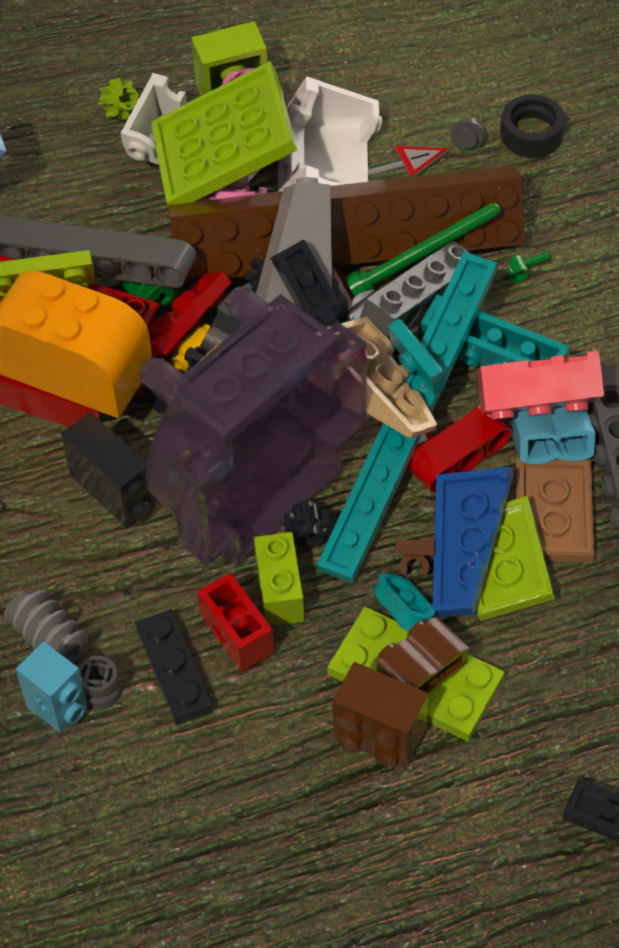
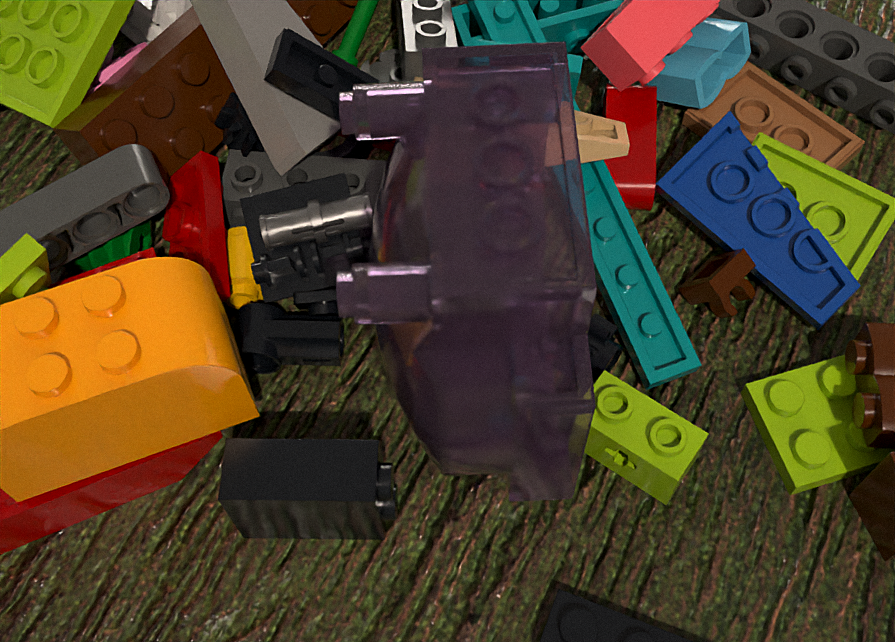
camera: 45 degrees left, 5 degrees up
(235, 622) = (663, 533): red brick -> none
(402, 600) = (787, 341): teal plate -> none

